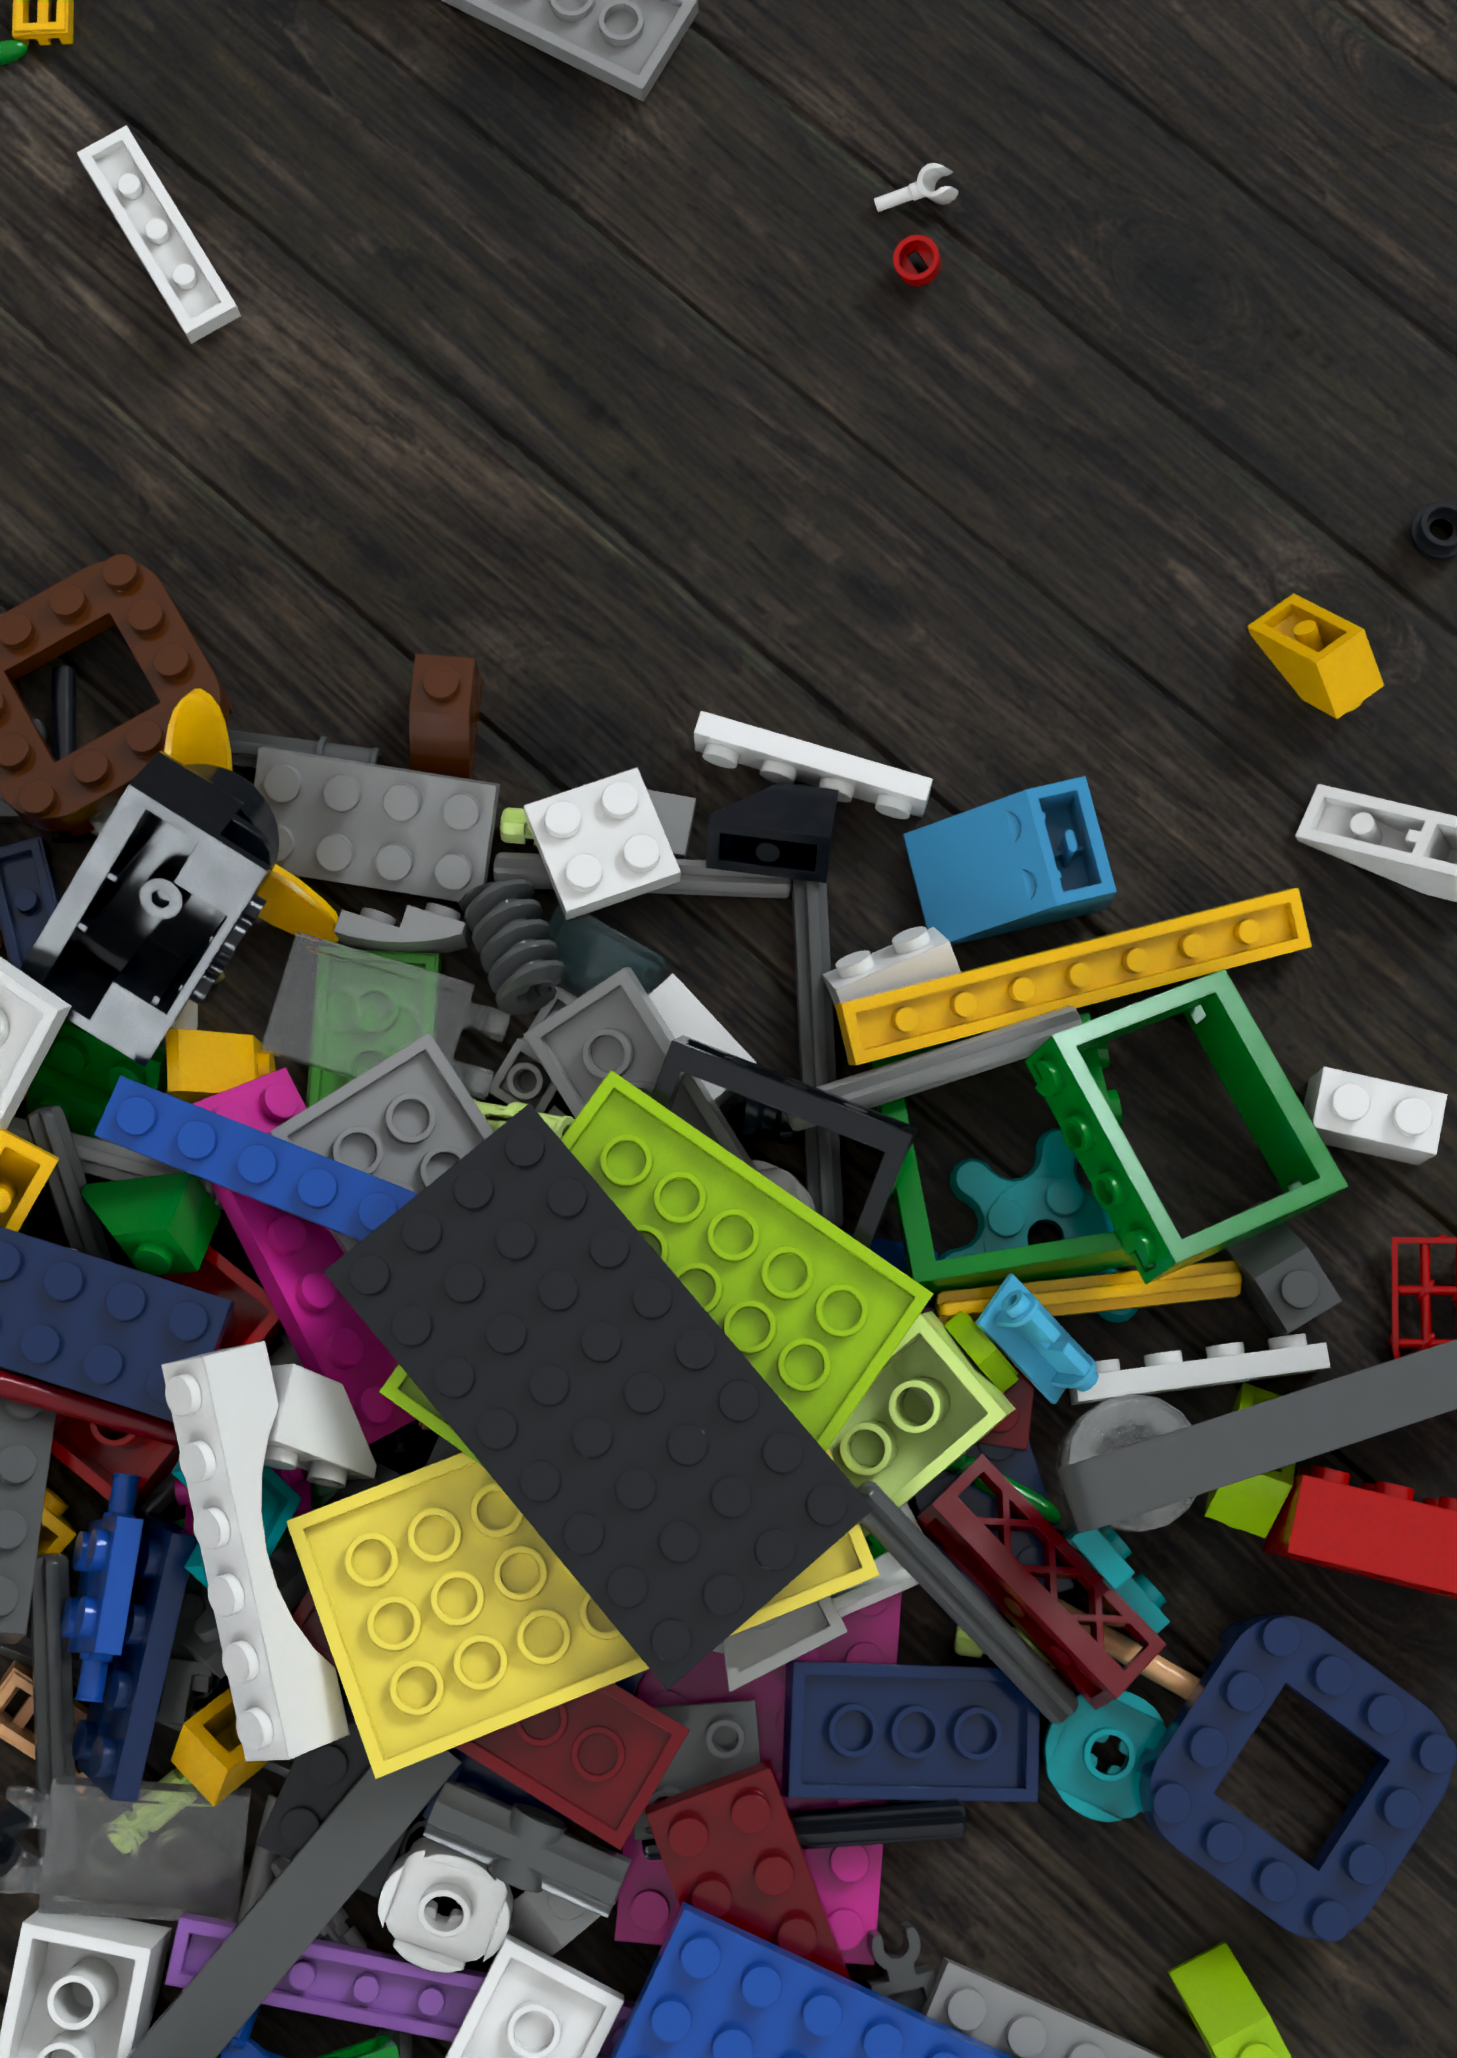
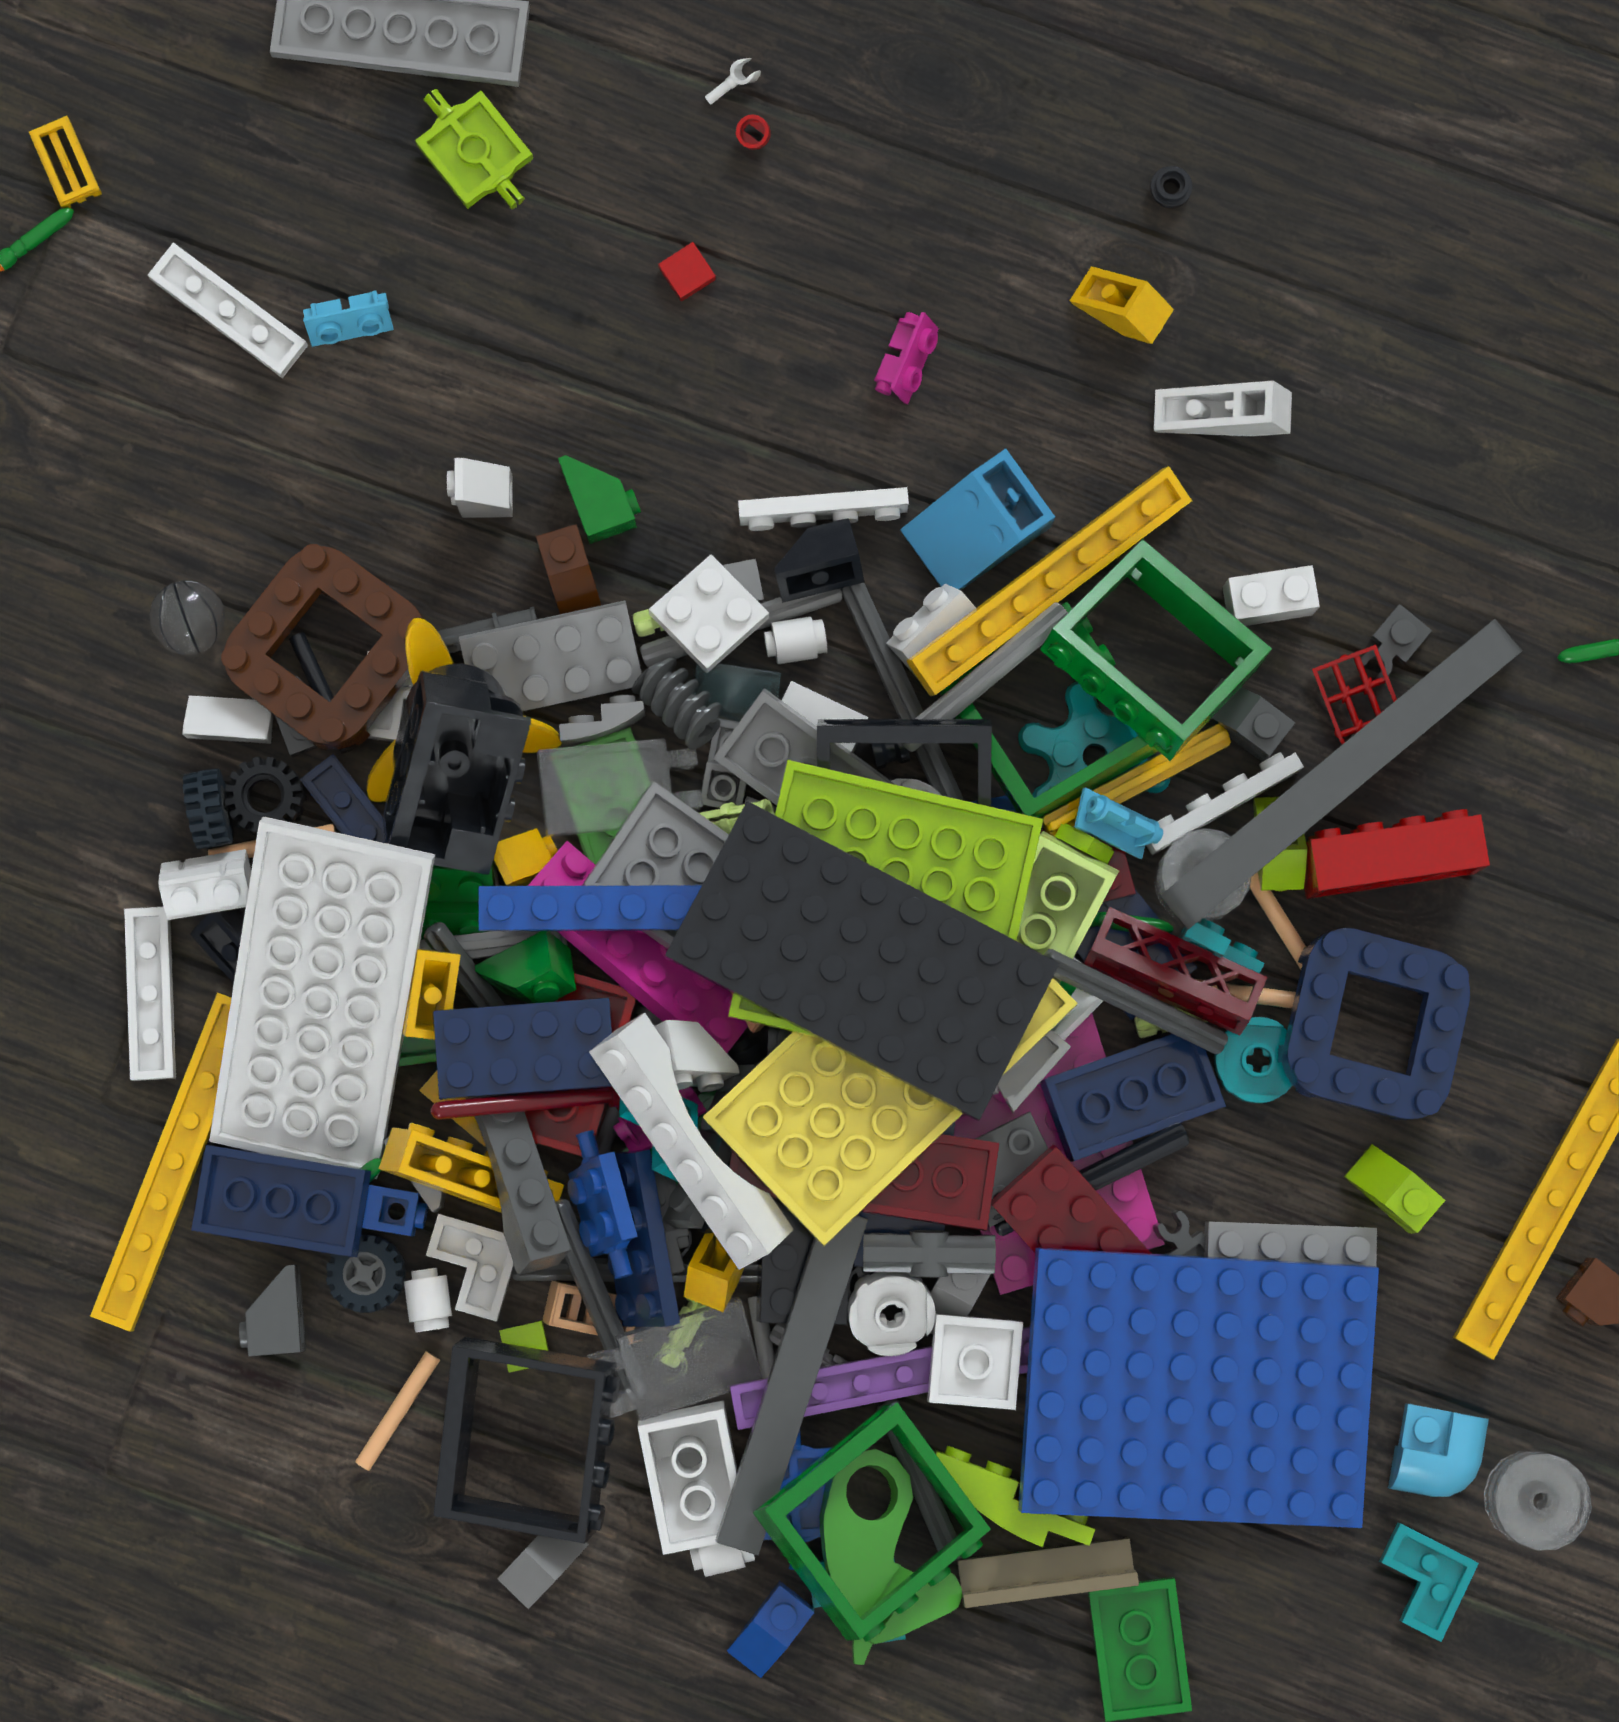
camera: 30 degrees left, 5 degrees up
(289, 301) = (366, 317): none -> medium azure hinge
(373, 568) = (481, 489): none -> white slope
(522, 645) = (599, 500): none -> green slope
(553, 153) = (474, 149): none -> lime plate
(704, 924) = (796, 640): none -> white brick
(760, 403) = (687, 271): none -> red tile
(1021, 599) = (903, 374): none -> dark pink hinge
(1214, 1568) = (1278, 919): none -> light nougat bar

